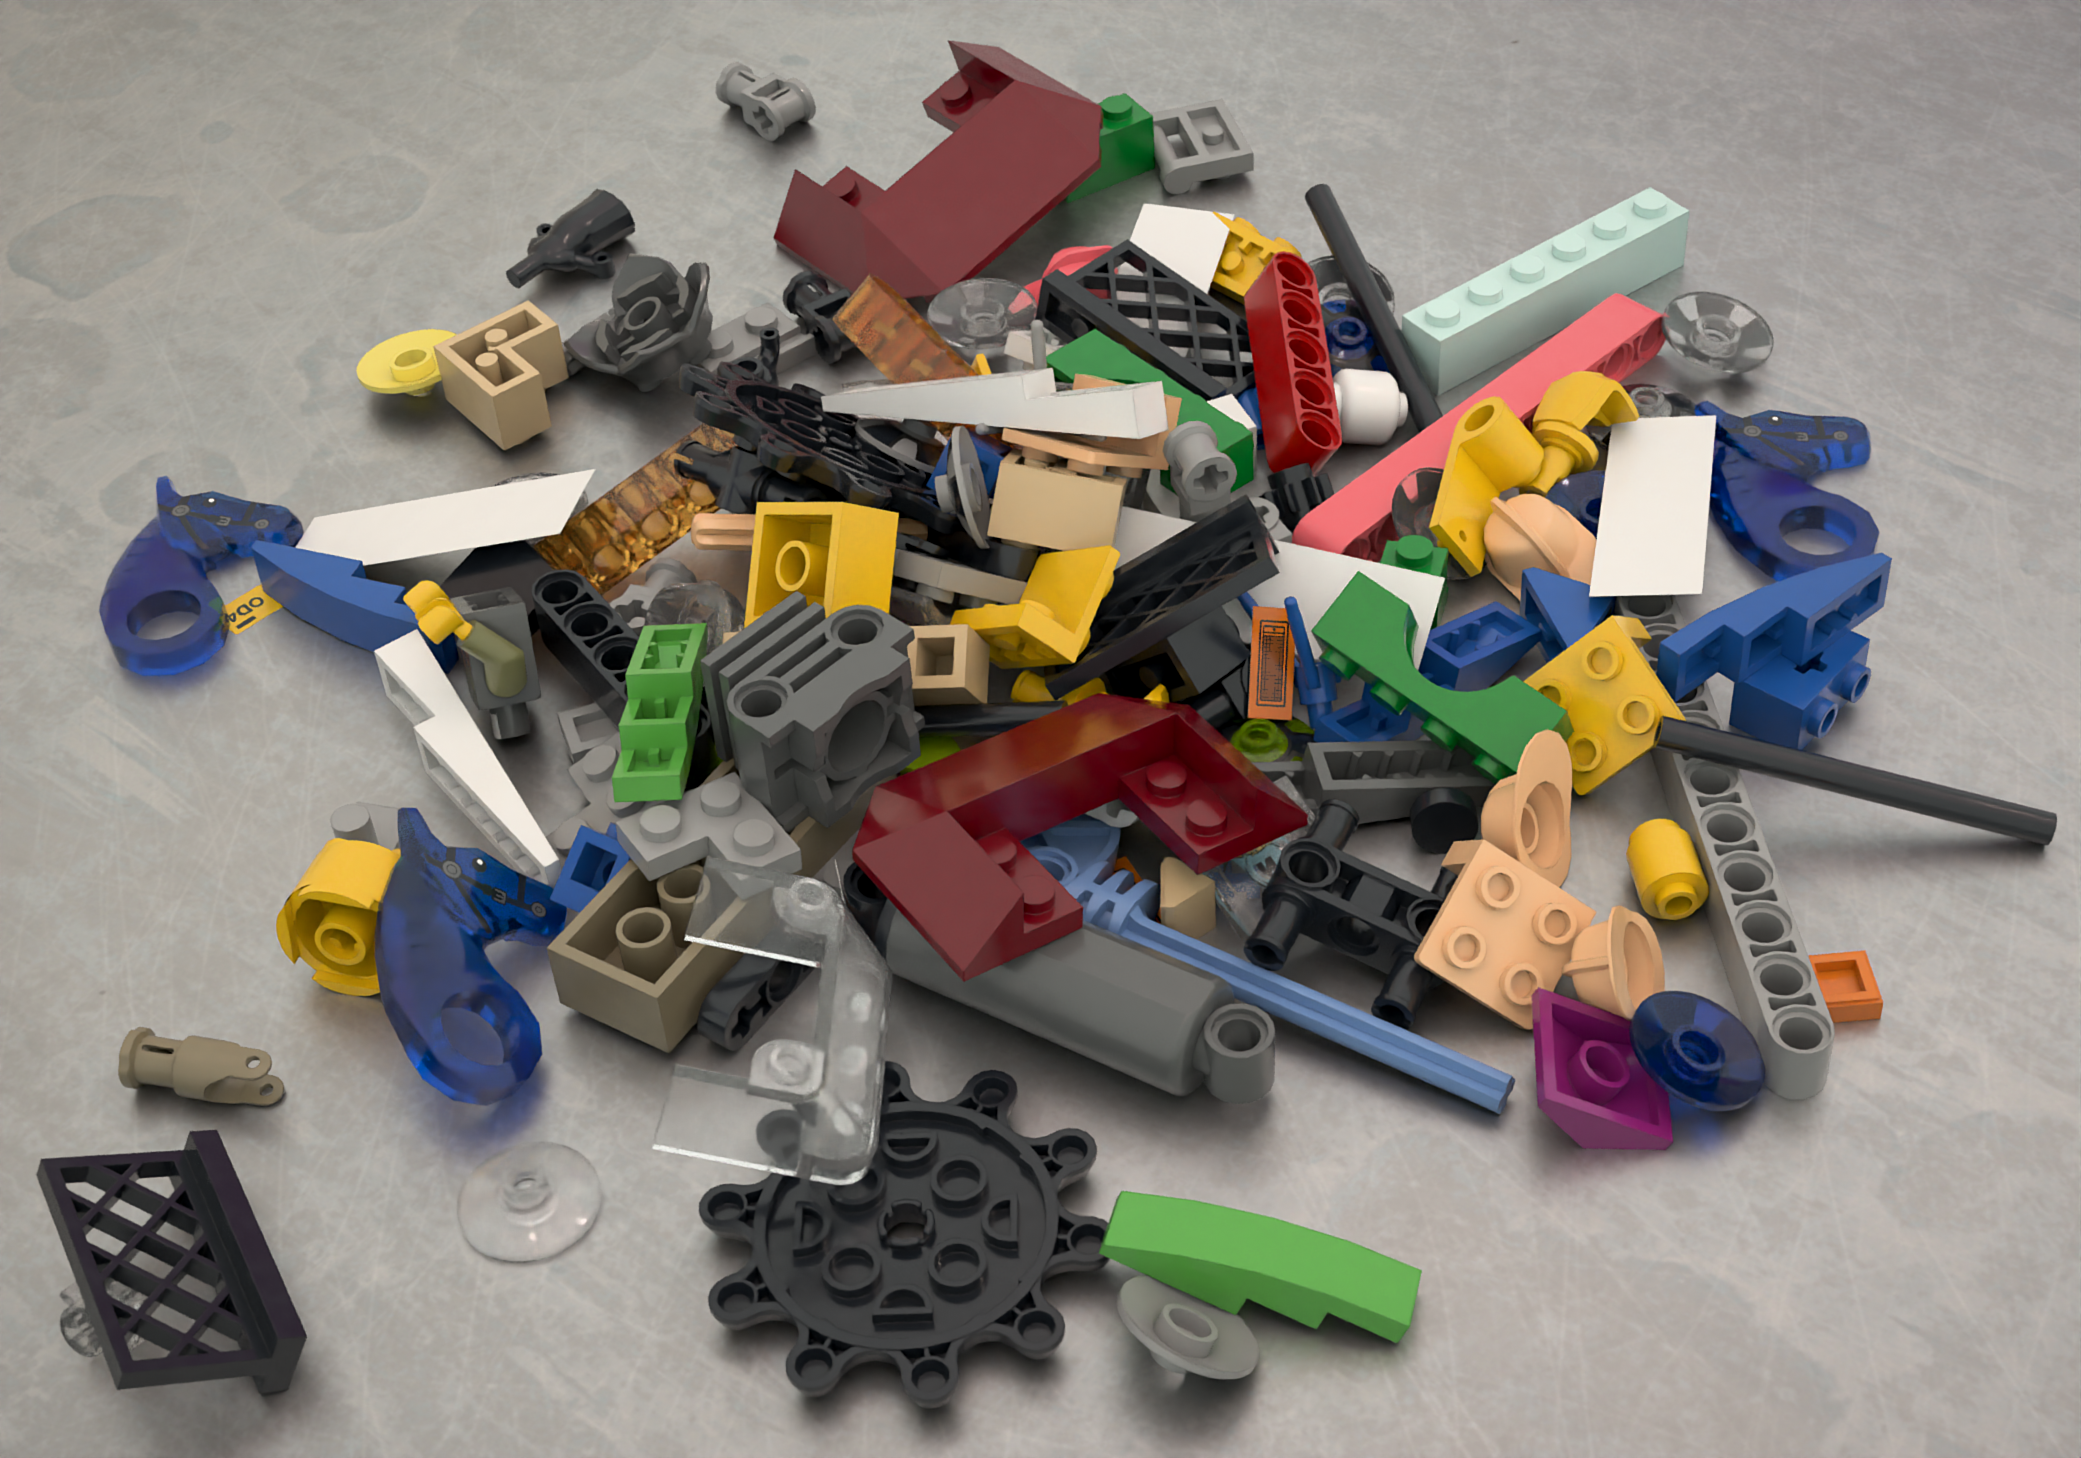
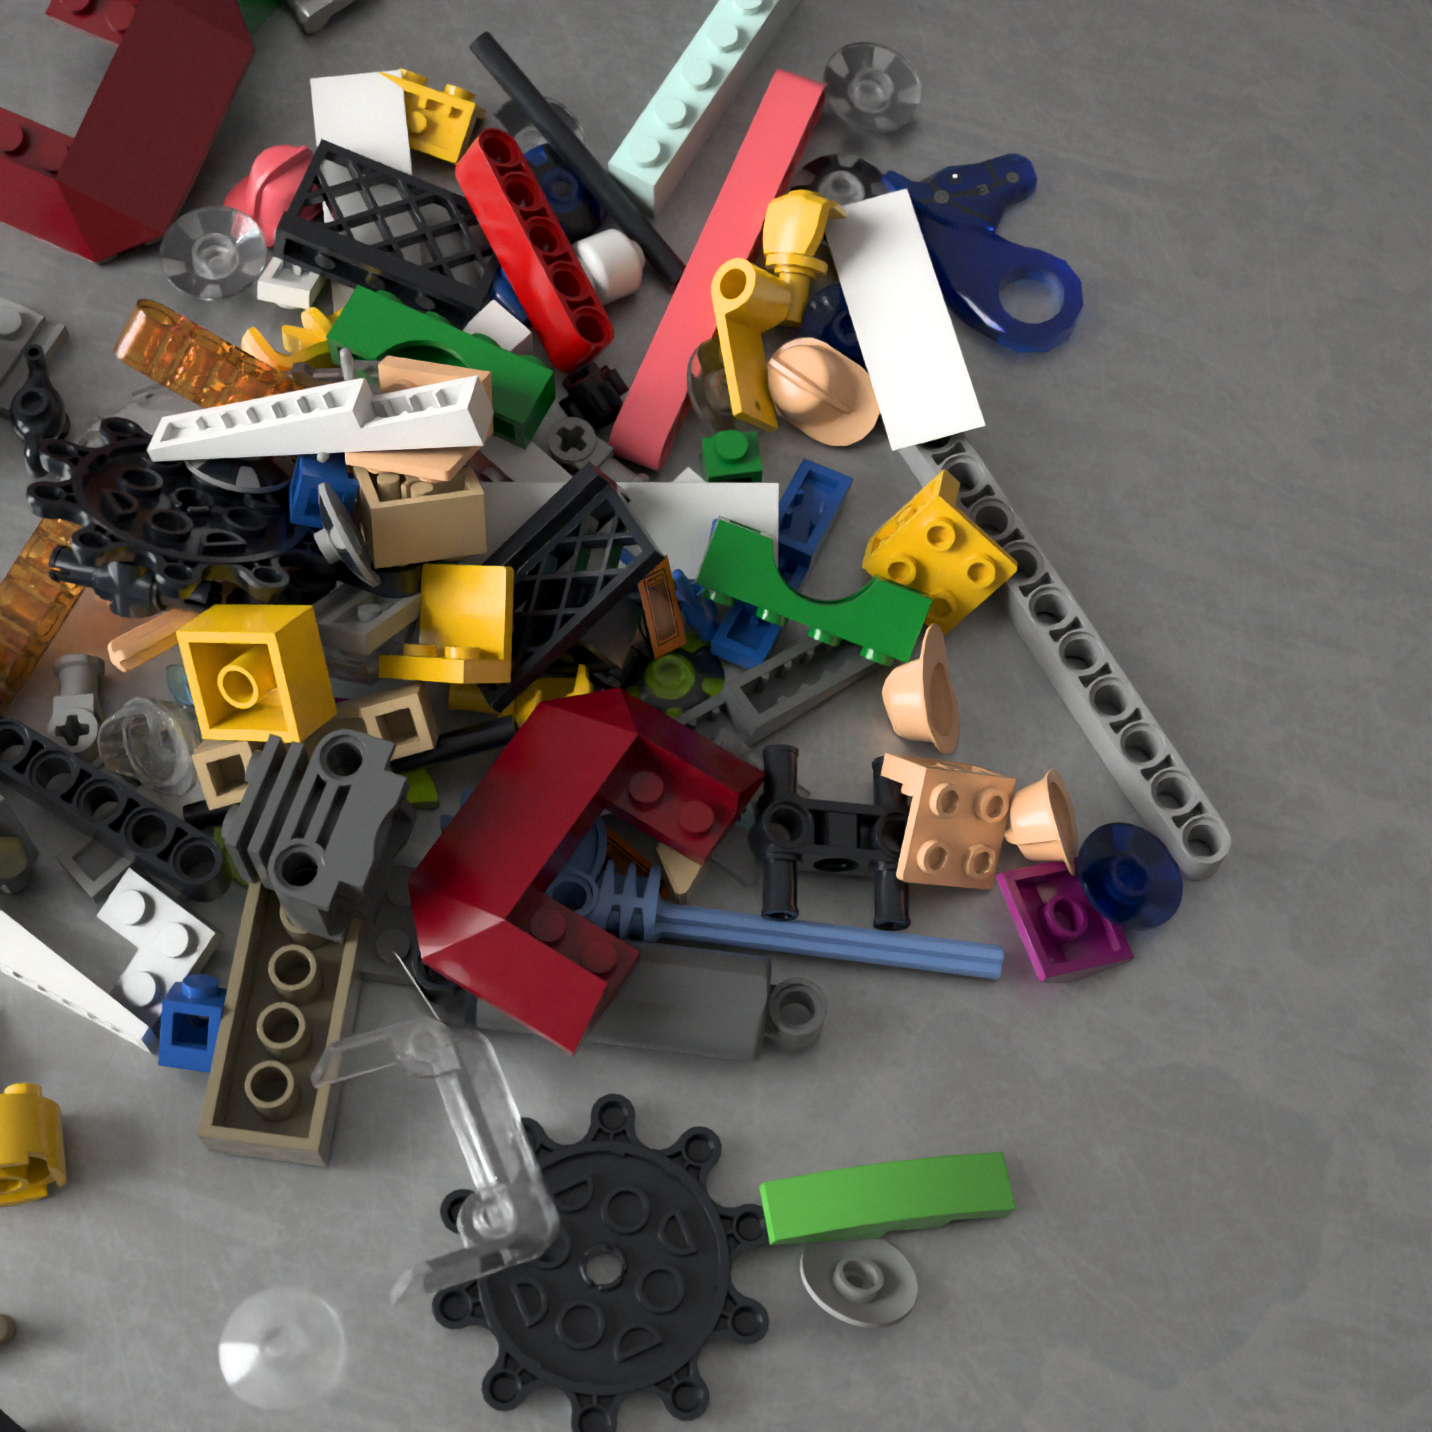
camera: 30 degrees left, 25 degrees up
(431, 956) = (80, 1134): clear blue animal -> none
(660, 713) = (182, 866): bright green slope -> none
(708, 821) = (283, 959): light grey plate -> none
(748, 998) = (371, 1090): black beam -> none
(818, 313) = (72, 298): black connector -> none
(1198, 470) = (532, 443): light grey connector -> none
(1443, 818) = (852, 710): black tile -> none
(1560, 609) = (872, 464): blue slope -> none
(1666, 870) = (1042, 702): yellow brick -> none
(1783, 618) = (1060, 433): blue slope -> none
(1799, 703) = (1082, 441): blue brick -> none
(1848, 986) = (1209, 760): orange tile -> none
(1855, 780) = (1154, 570): black piece -> none

